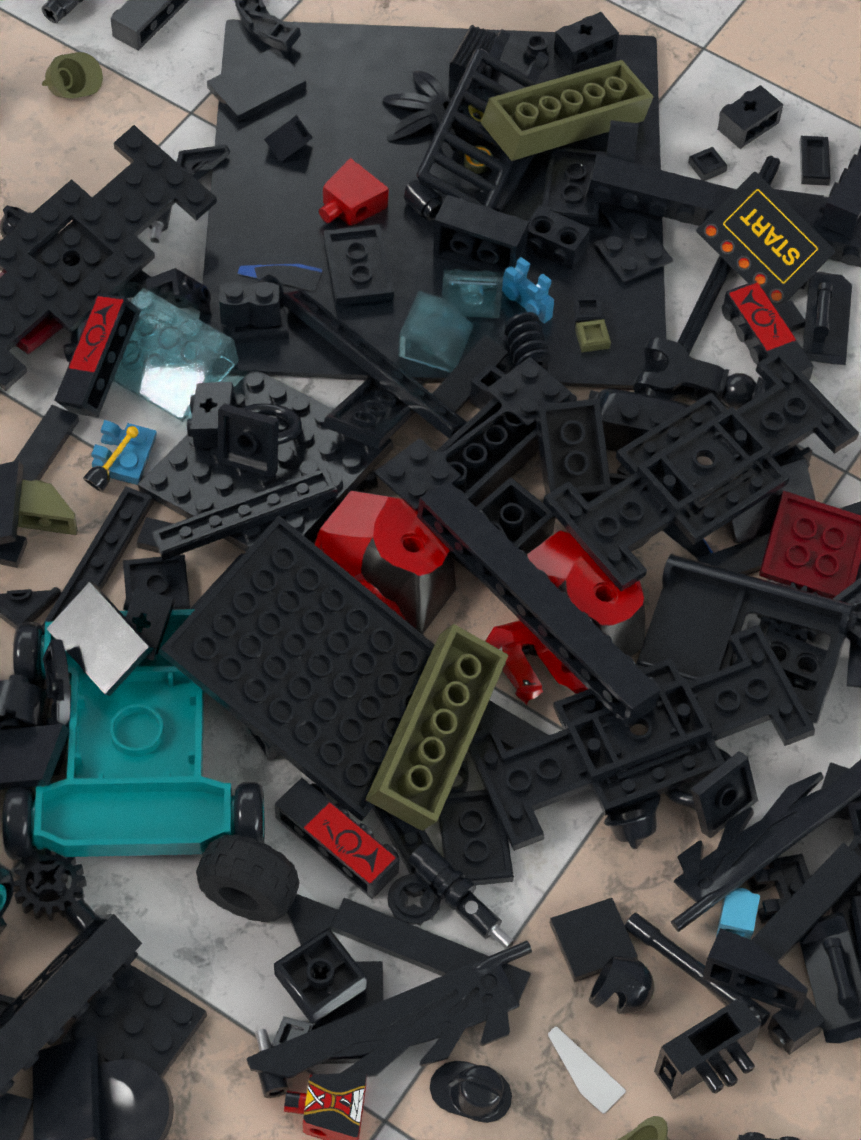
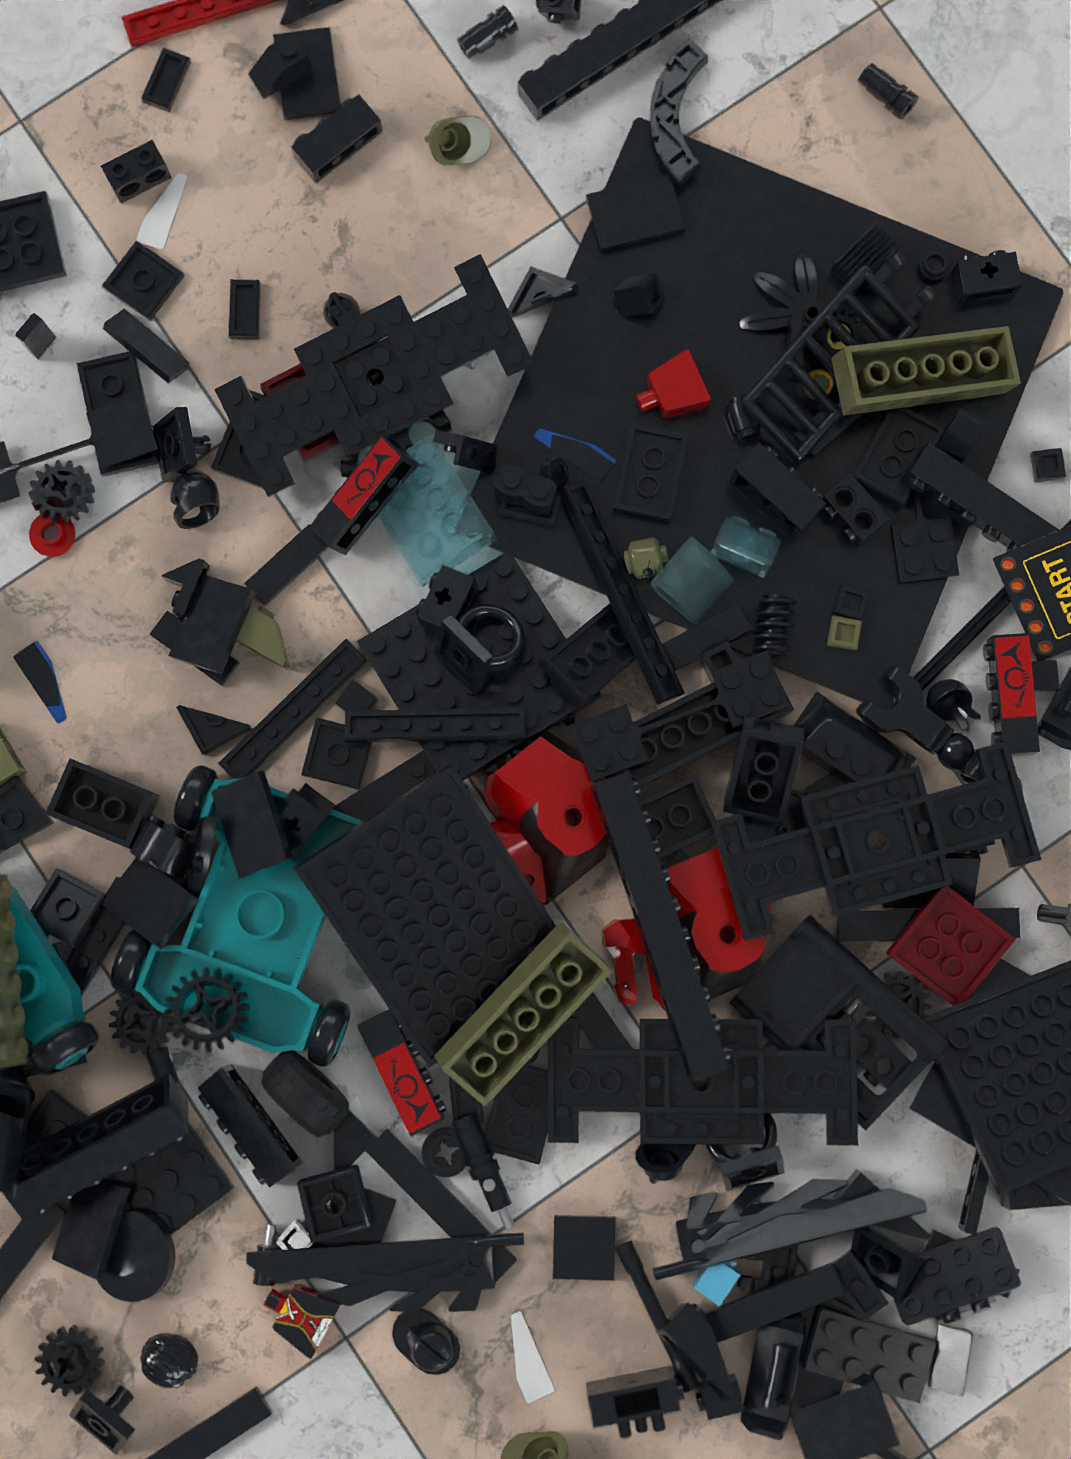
camera: 25 degrees right, 25 degrees up
(98, 476) = (324, 621): hinge -> none
(116, 829) = (193, 1014): none -> black gear
(134, 457) = (364, 603): dark azure plate -> none
(200, 936) = (249, 1125): none -> black slope
(384, 327) = (646, 557): none -> olive head
(526, 293) = (803, 578): dark azure plate -> none
(627, 979) = (592, 1312): black helmet -> none
(718, 351) = (952, 702): none -> black piece

